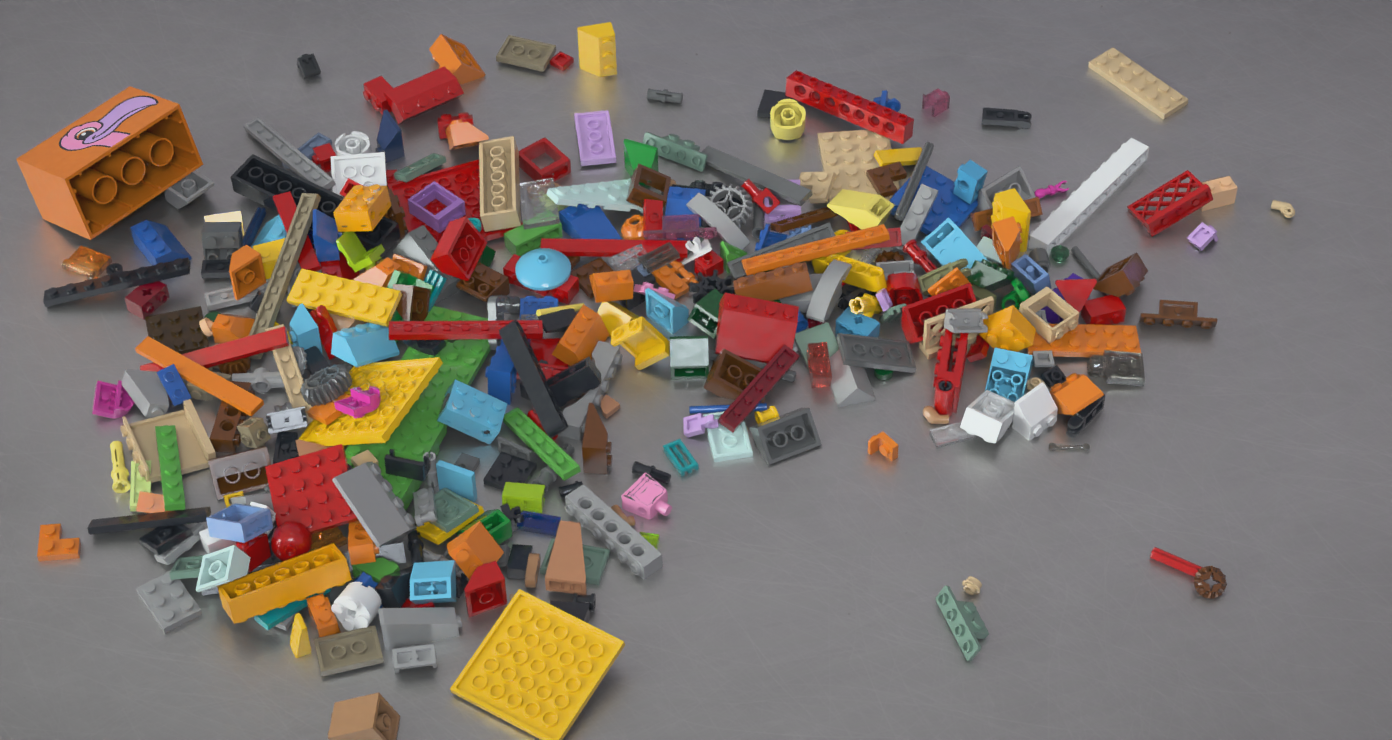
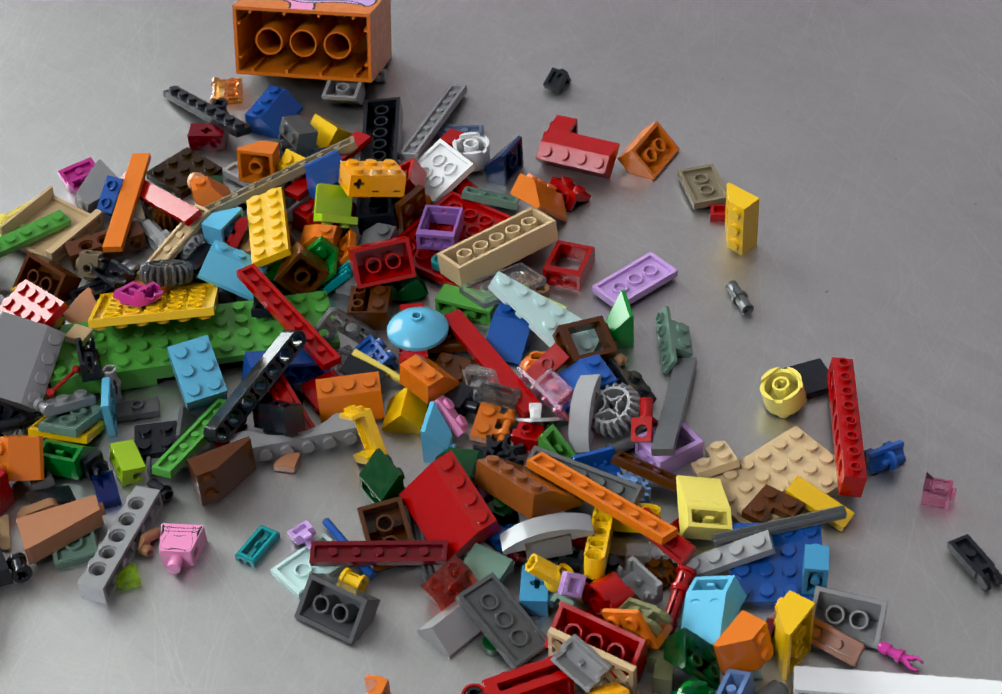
camera: 60 degrees right, 5 degrees down
(415, 506) = (51, 392): none -> red hinge
(658, 475) = (219, 533): black axle -> none

